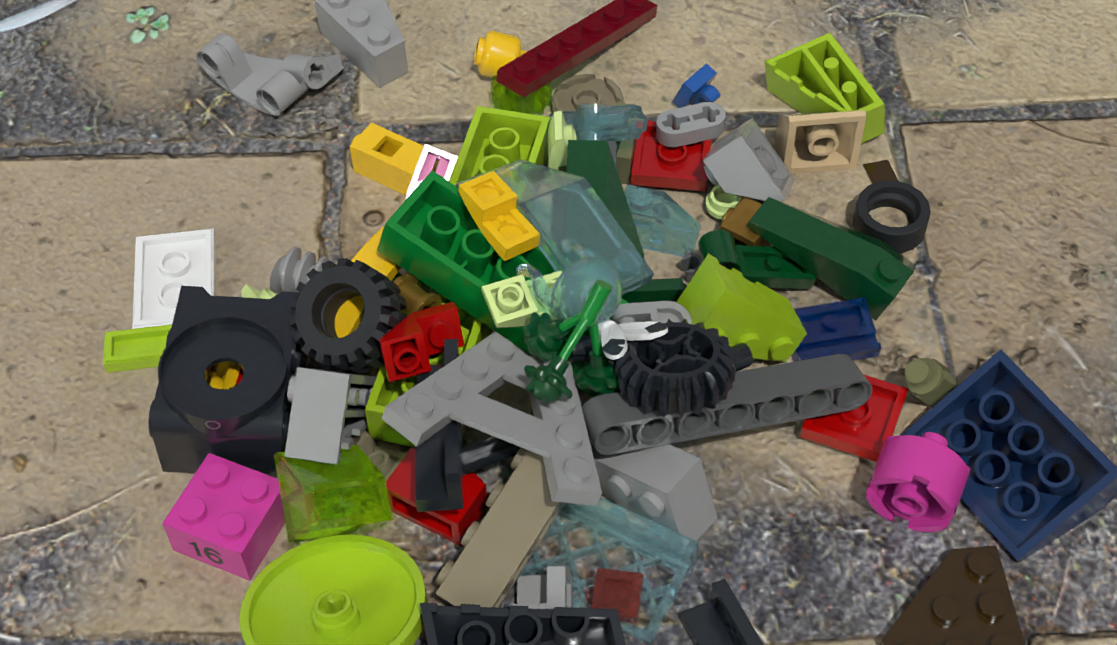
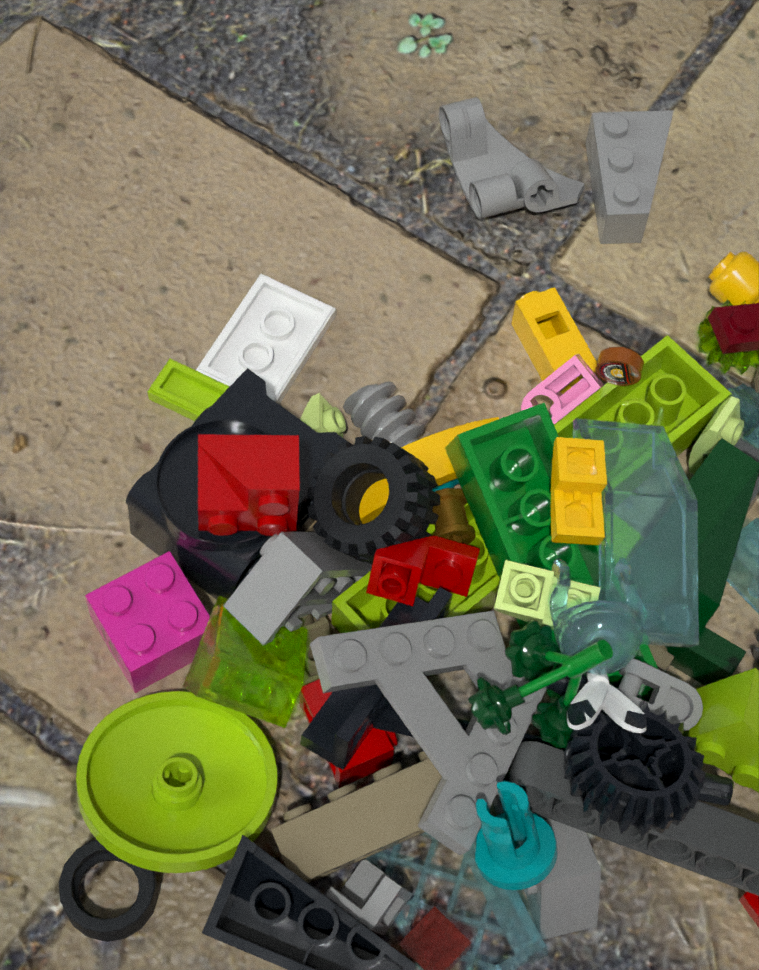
camera: 30 degrees right, 10 degrees up
(247, 345) = (248, 483): none -> red slope
(461, 137) = (620, 366): none -> dark orange tile
(628, 476) = (516, 827): none -> teal piece

